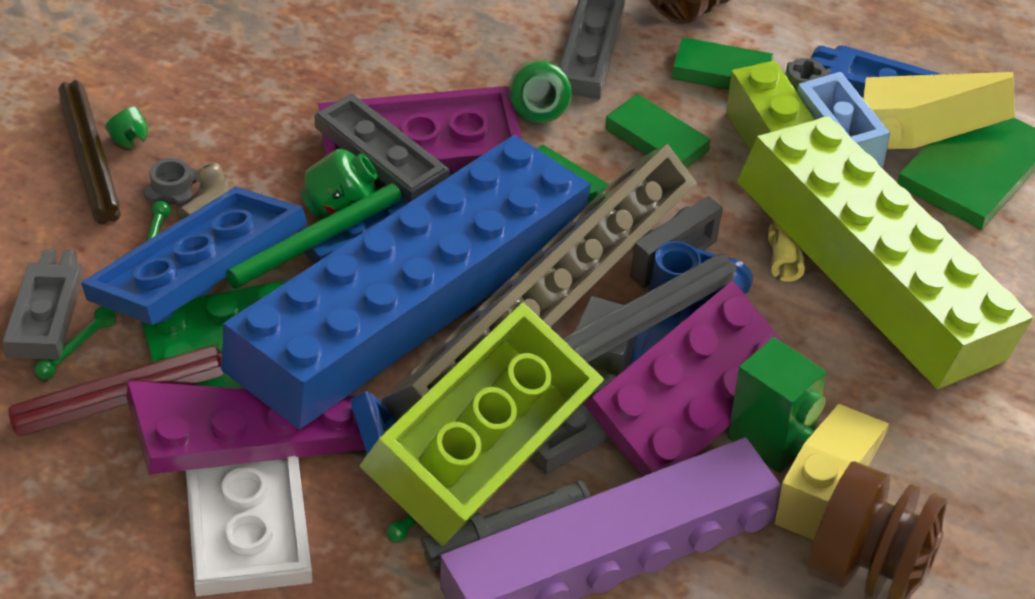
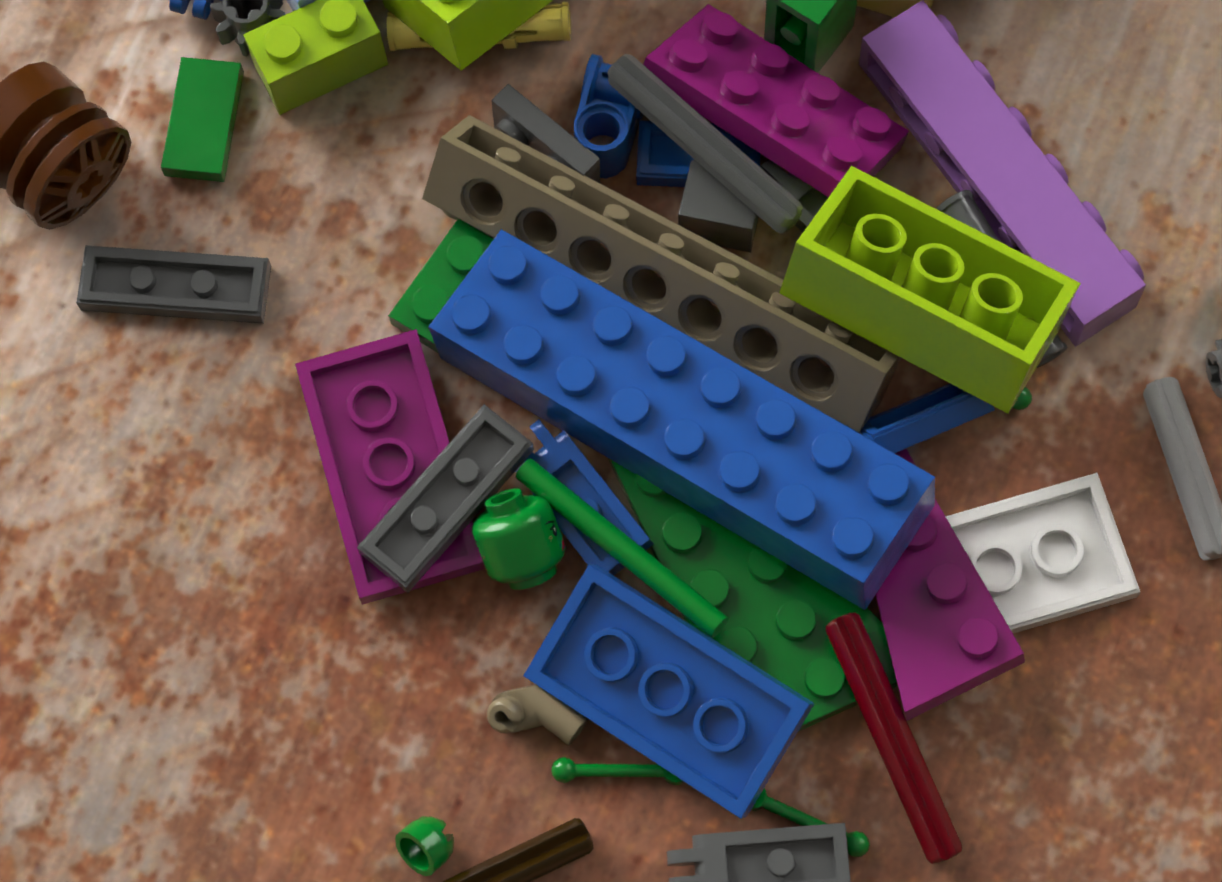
camera: 90 degrees left, 25 degrees up
(170, 182) = (505, 752): dark grey plate -> none
(539, 91) = (304, 322): green head -> none
(651, 127) = (341, 186): green tile -> none

